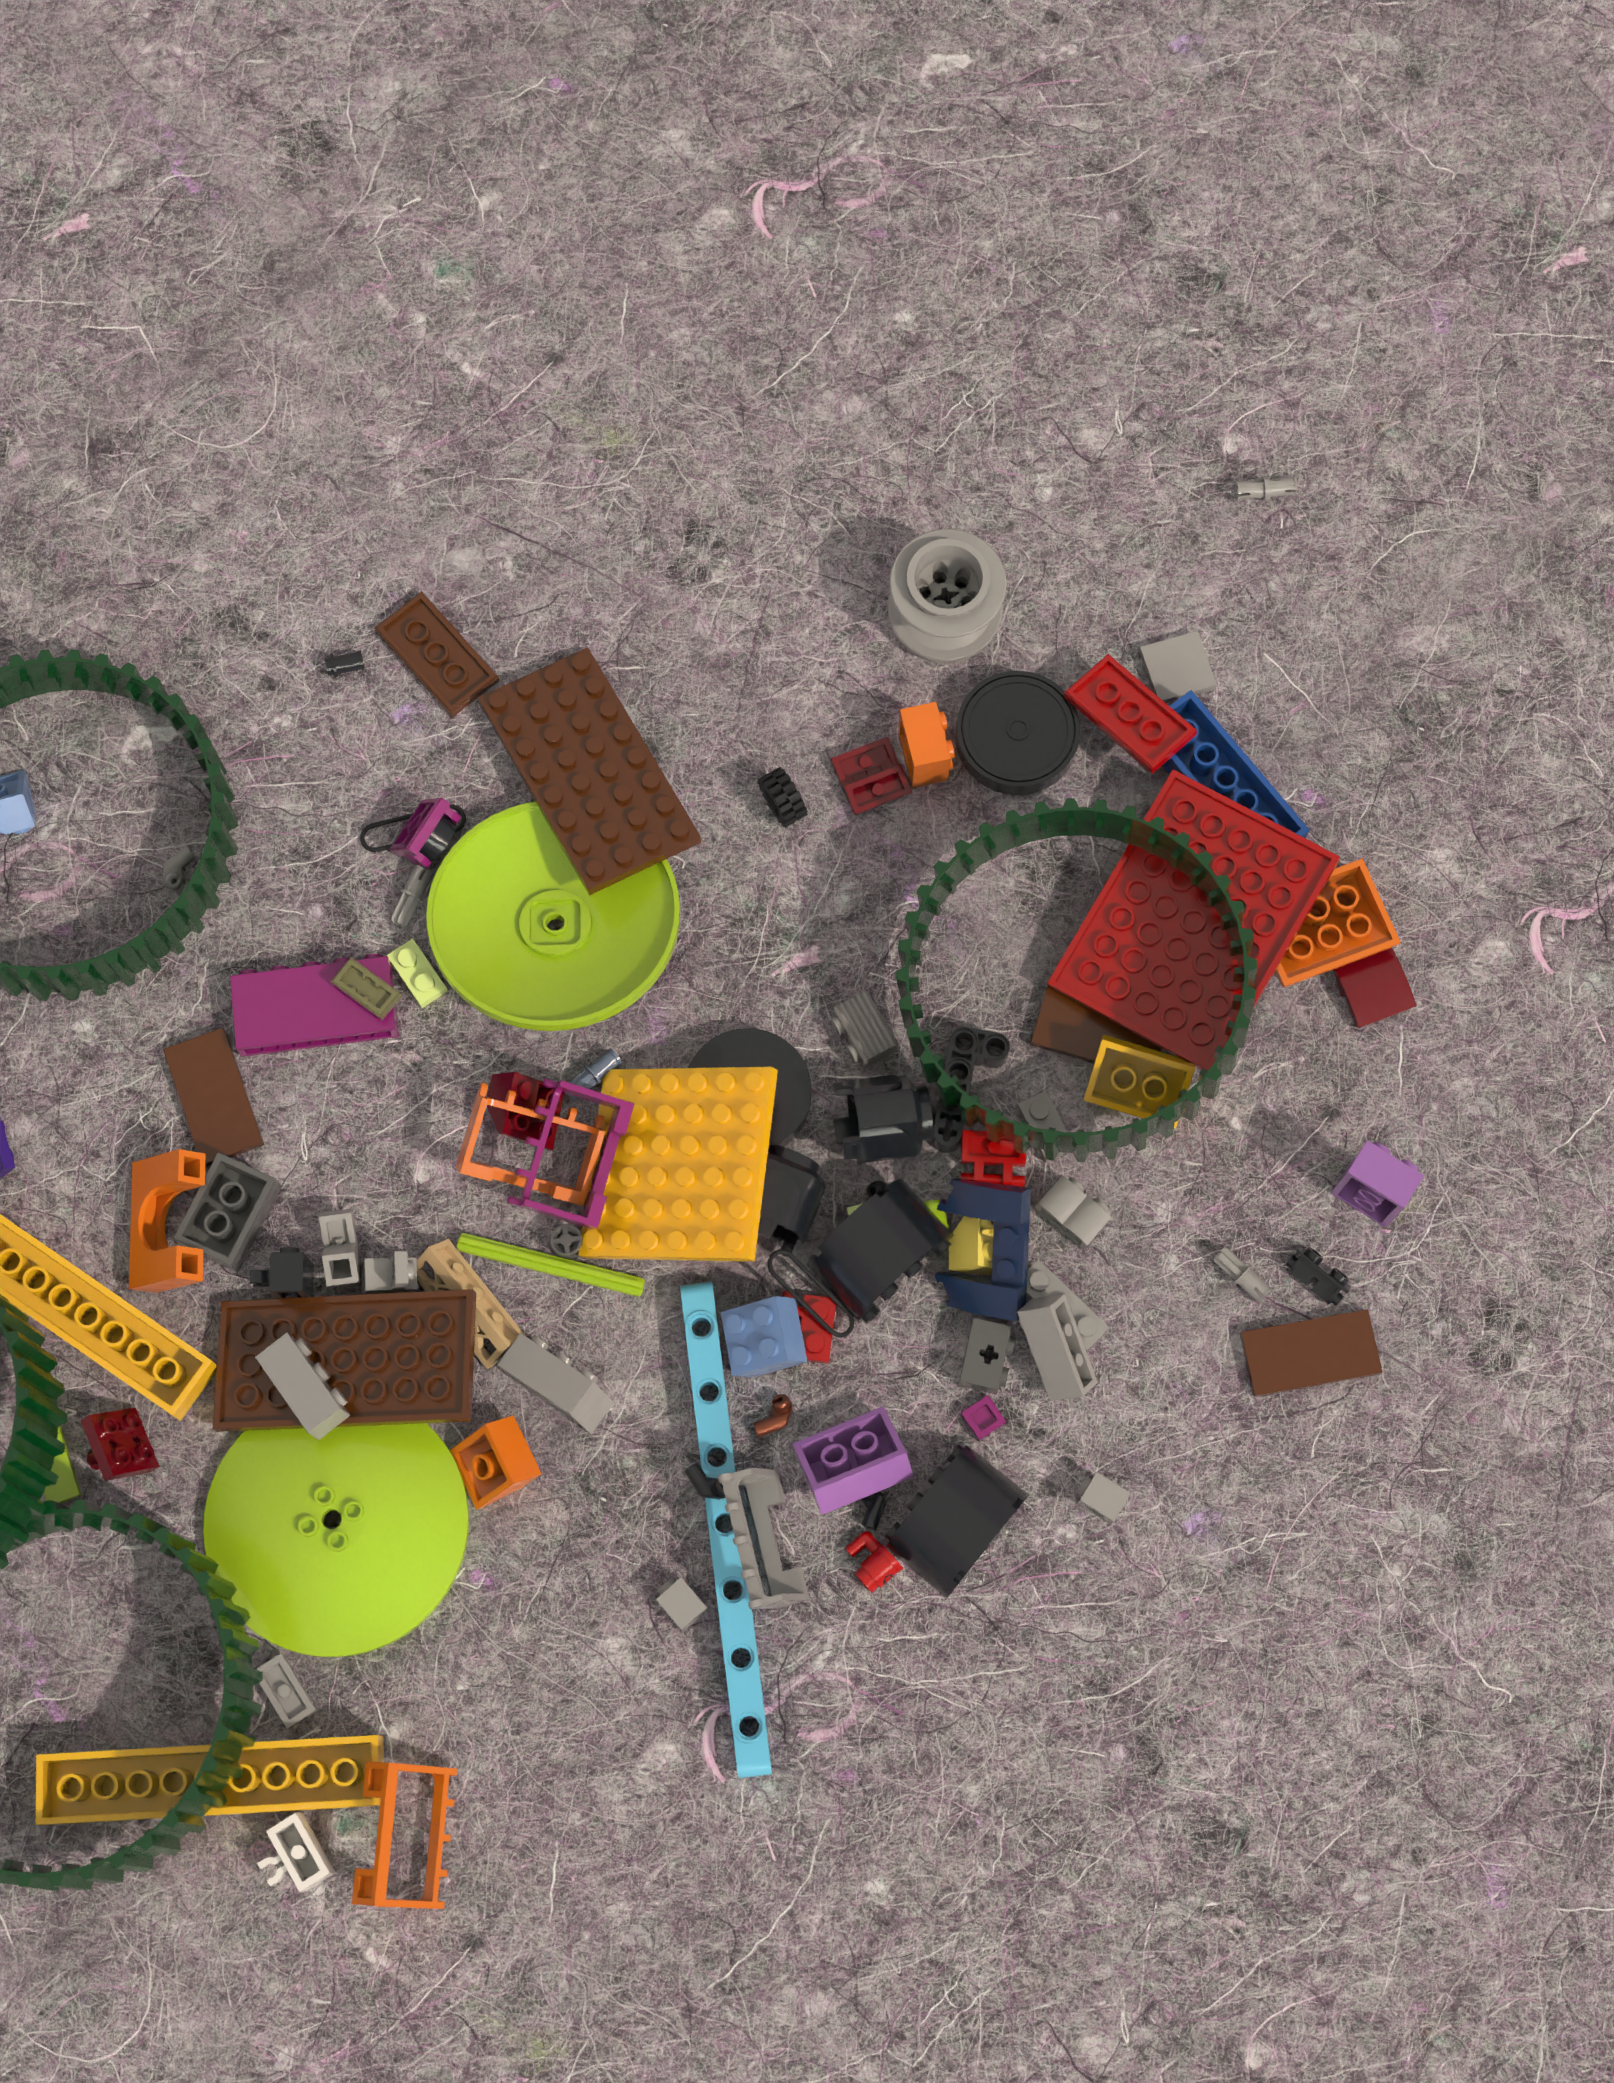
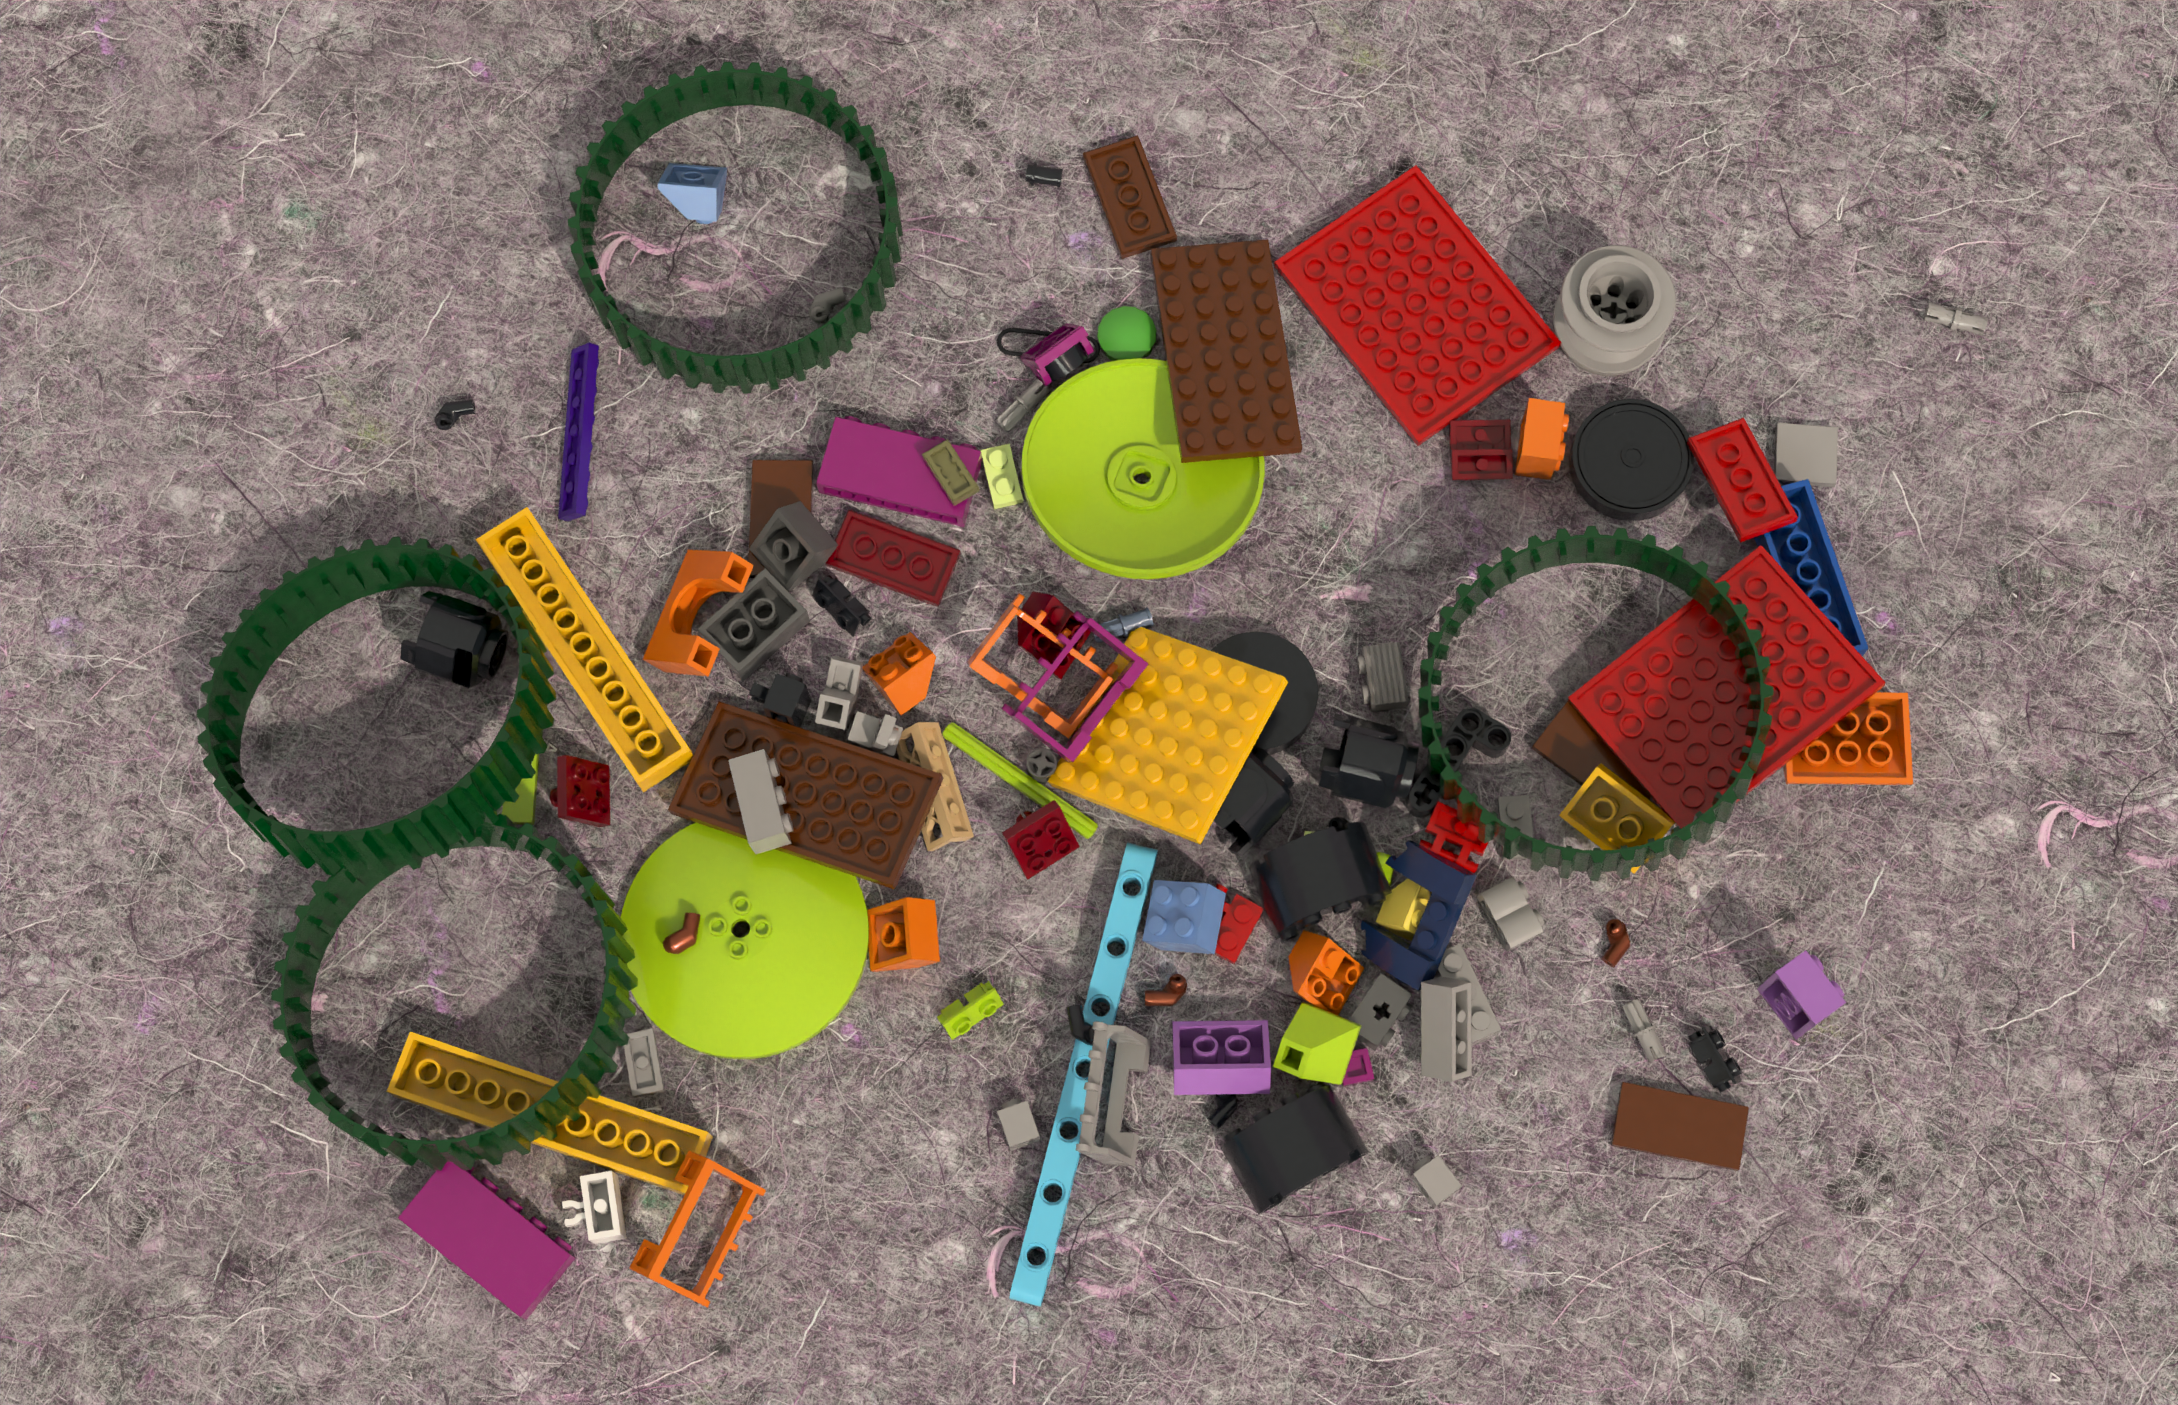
camera: 25 degrees right, 0 degrees up
(196, 1929) = (488, 1237): none -> magenta brick
(236, 1119) = (793, 545): none -> dark grey slope
(279, 1550) = (685, 937): none -> copper arm
(293, 1154) = (831, 596): none -> black hinge
(340, 1093) = (893, 558): none -> dark red tile
(394, 1203) = (902, 672): none -> orange slope
(485, 788) = (1126, 333): none -> bright green dish
(556, 1381) = (984, 885): light grey wedge -> none
(582, 1523) = (959, 1019): none -> lime hinge
(589, 1311) = (1037, 834): none -> dark red plate
(755, 658) = (1417, 305): none -> red plate
(782, 797) = (1391, 439): black tyre -> none
(801, 1301) = (1229, 896): black piece -> none
(876, 1568) = (1208, 1161): red piece -> none
(917, 1339) = (1323, 972): none -> orange slope
(940, 1411) = (1317, 1045): none -> lime slope
(1185, 1198) = (1618, 940): none -> copper arm
(1374, 987) = (1873, 816): dark red slope -> none

